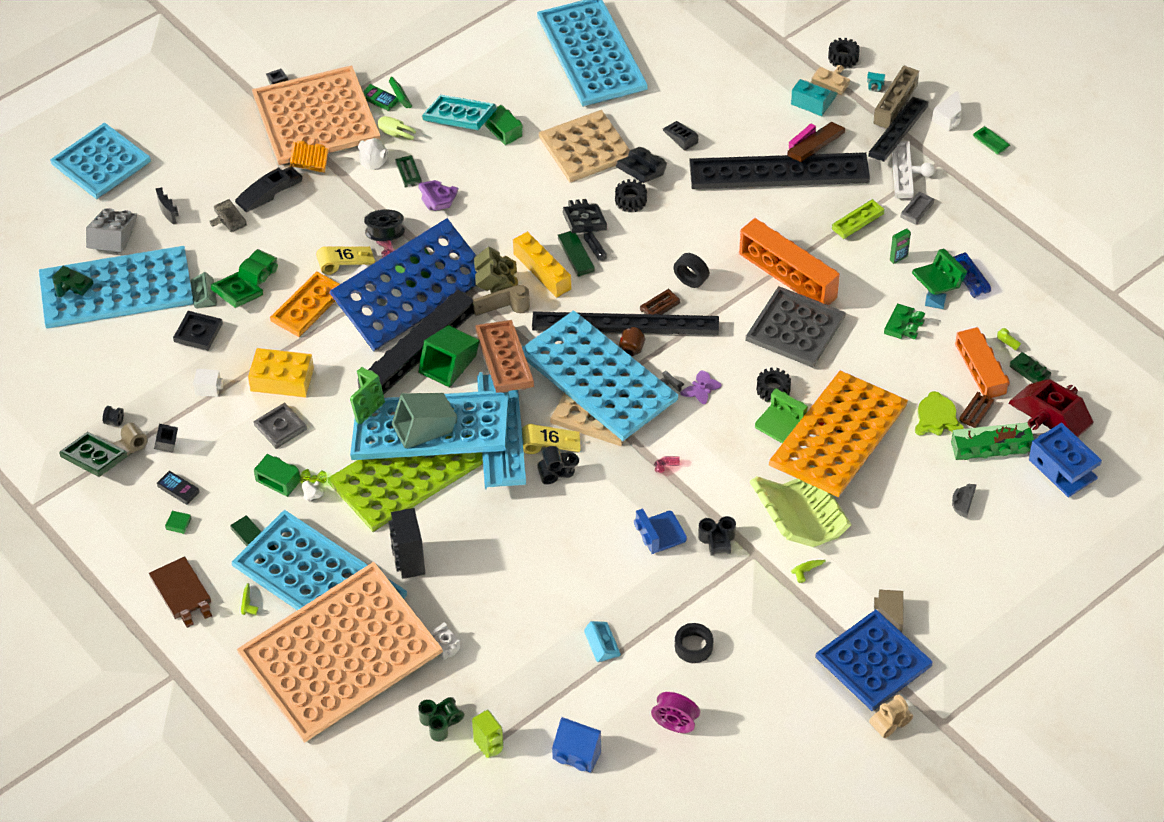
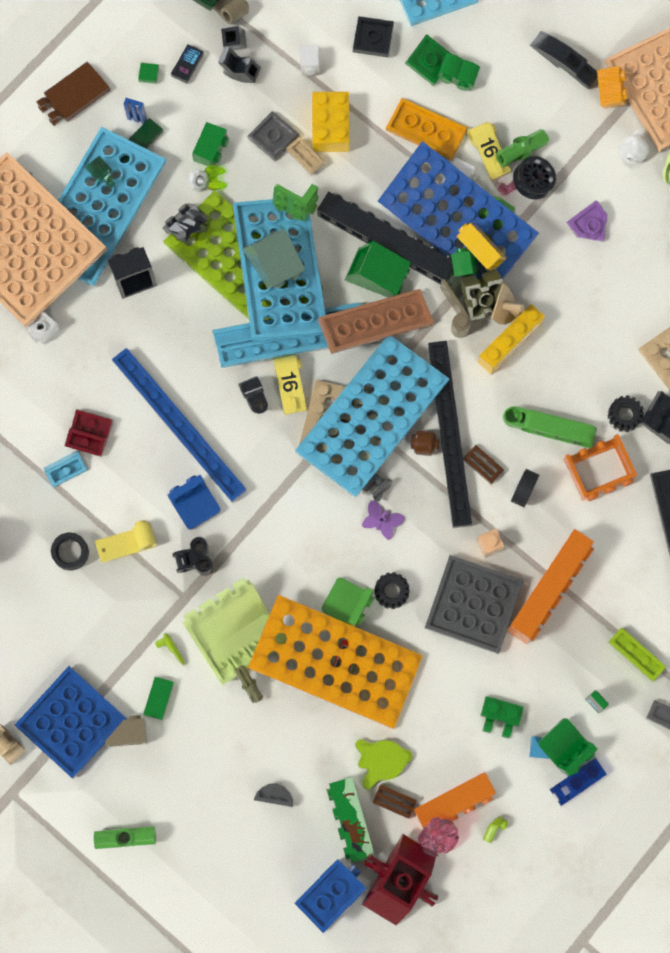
camera: 80 degrees right, 25 degrees up
(199, 440) = (238, 68): none -> black brick
(202, 292) = (433, 27): sand green slope -> none
(223, 530) = (131, 110): none -> blue tile
(228, 215) = (523, 30): clear smoke plate -> none
(245, 607) = (68, 150): lime bar -> none
(283, 566) = (100, 171): none -> clear green plate
(310, 399) = (305, 155): none -> tan plate
(351, 229) = (522, 147): none -> bright green piece
(360, 500) = (185, 222): none -> black plate
(411, 180) = (607, 195): dark green tile -> none
(452, 257) = (481, 246): none -> yellow brick
(463, 276) = (464, 263): none -> green piece
(514, 251) = (505, 307): none -> tan shield
(567, 615) = (89, 432): none -> dark red slope
(572, 536) = (179, 425): none -> blue plate
(576, 253) = (538, 371): dark green tile -> none
(584, 217) = (583, 370): black piece -> none
(595, 246) = (550, 388): black axle -> none
(633, 249) = (550, 426): none -> bright green piece
(666, 461) = (281, 496): clear pink arm -> none
(676, 201) = (599, 448): none -> orange window
(691, 591) = (127, 543): none -> light yellow door
(739, 304) = (490, 543): none -> light nougat brick
(853, 502) = (249, 684): none -> olive axle
(857, 584) = (158, 698): none -> green tile
(996, 632) = (111, 838): none -> bright green piece
(1015, 373) = (436, 828): none -> clear pink plate
(1029, 368) = (459, 855): dark green plate -> none

